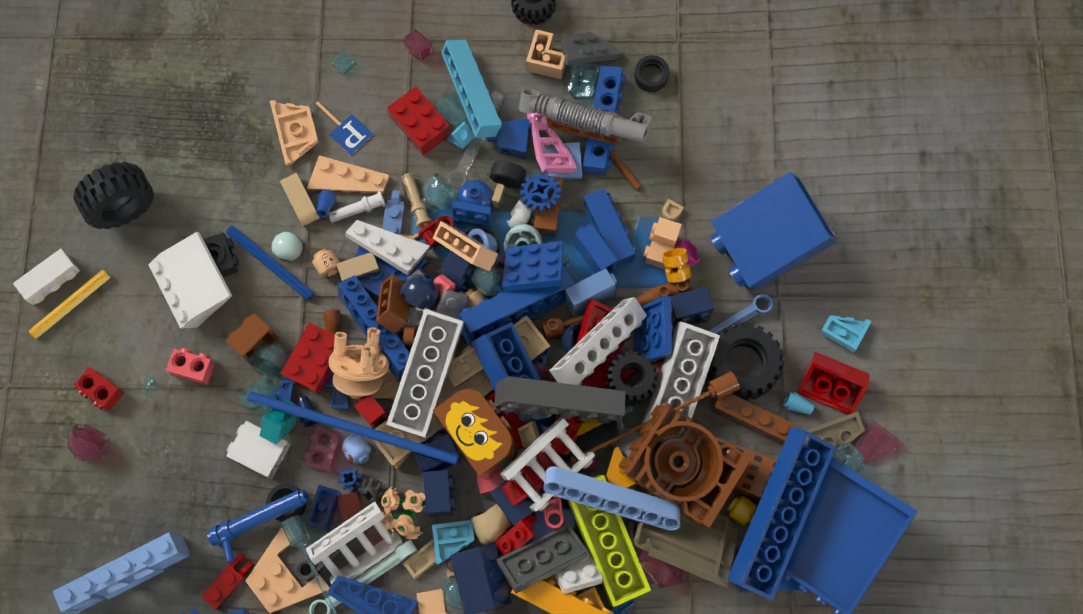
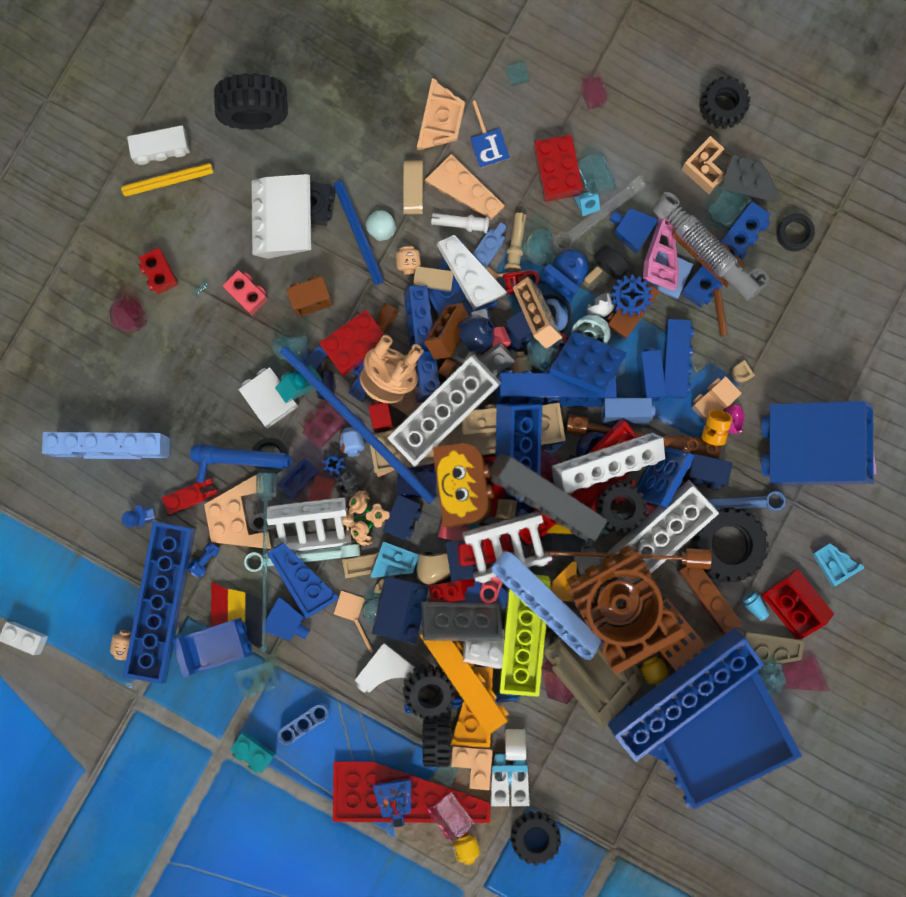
camera: 30 degrees right, 10 degrees up
(269, 360) = (316, 323): clear light blue cylinder -> none
(326, 201) = (434, 203): blue cone -> none
(471, 88) = (620, 162): medium azure brick -> none

